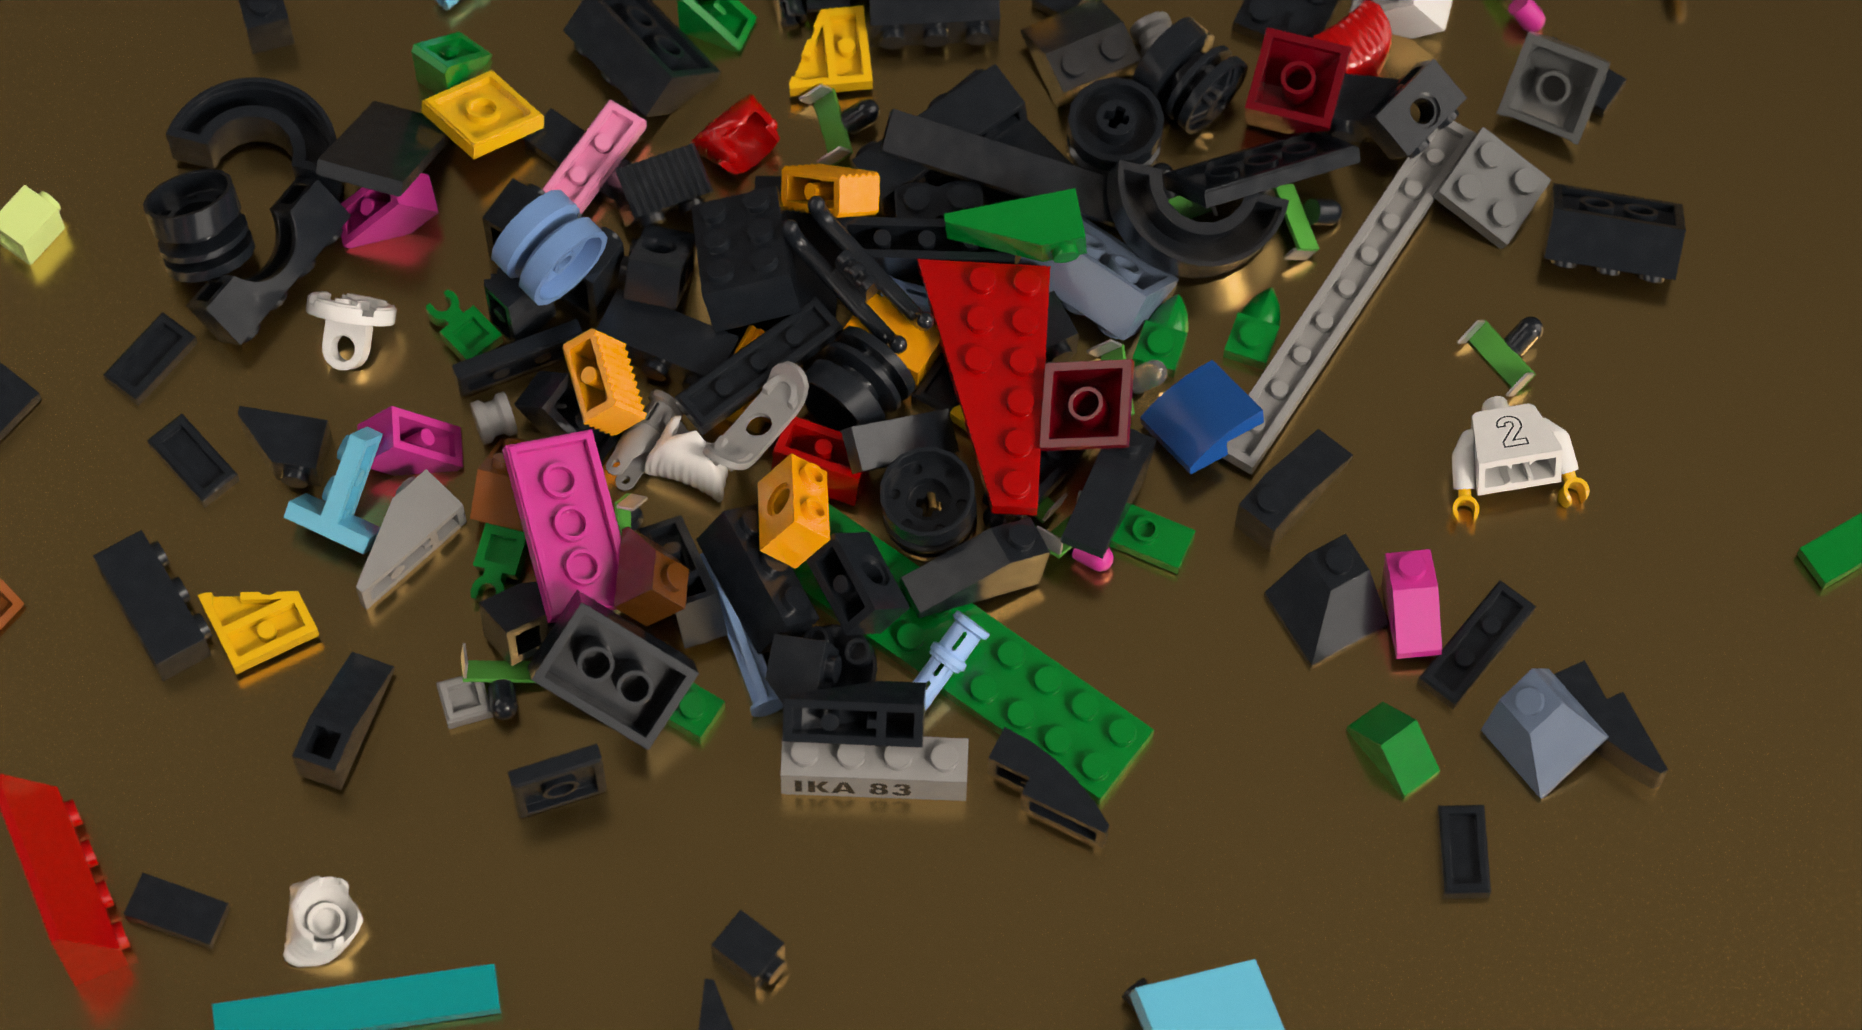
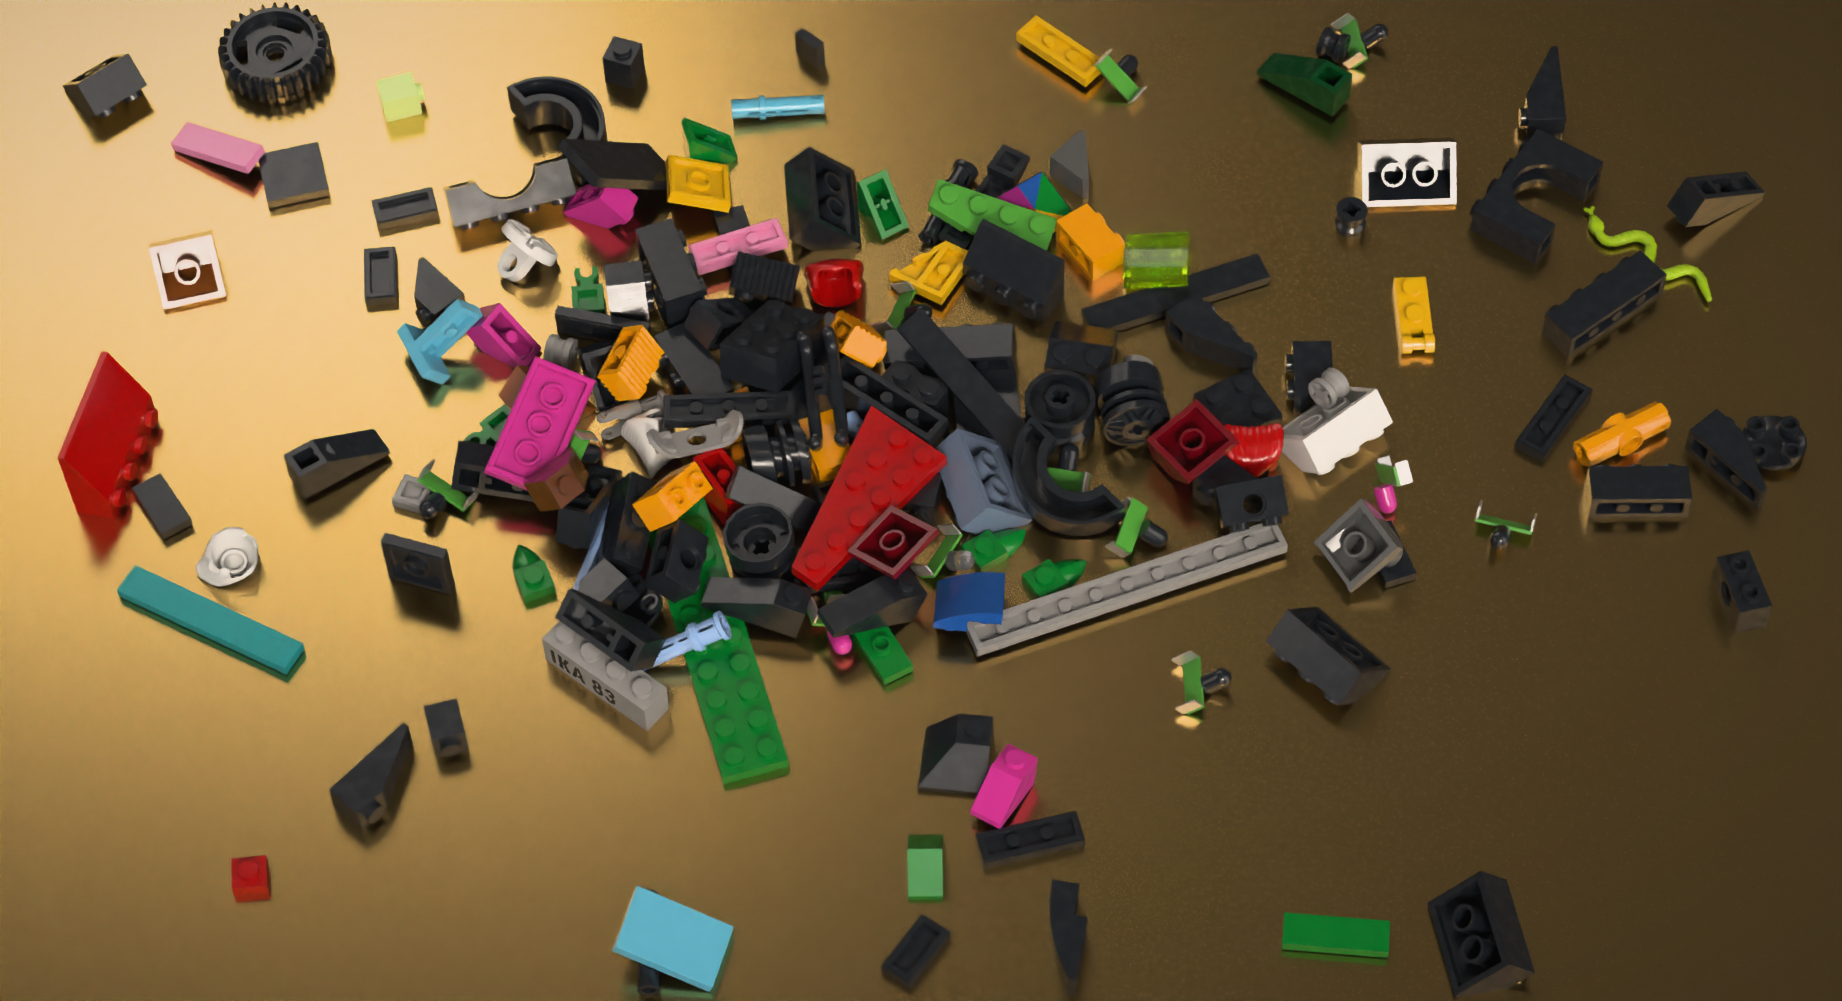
camera: 40 degrees right, 10 degrees down
(154, 604) = (289, 336): black brick -> none
(199, 225) = (483, 146): black wheel -> none
(258, 625) = (335, 382): yellow wing -> none
(413, 527) = (458, 384): light grey slope -> none
(549, 247) = (646, 259): medium blue wheel -> none
(612, 670) = (495, 519): black brick -> none
(1029, 227) = (950, 424): green slope -> none
(1047, 788) = (693, 748): black slope -> none
(1261, 168) = (1127, 480): black tile -> none
(1290, 489) = (992, 676): black slope -> none
(1492, 188) = (1270, 582): plate -> none
(1510, 452) = (1144, 738): white torso -> none
(1542, 730) = (1020, 905): sand blue slope -> none

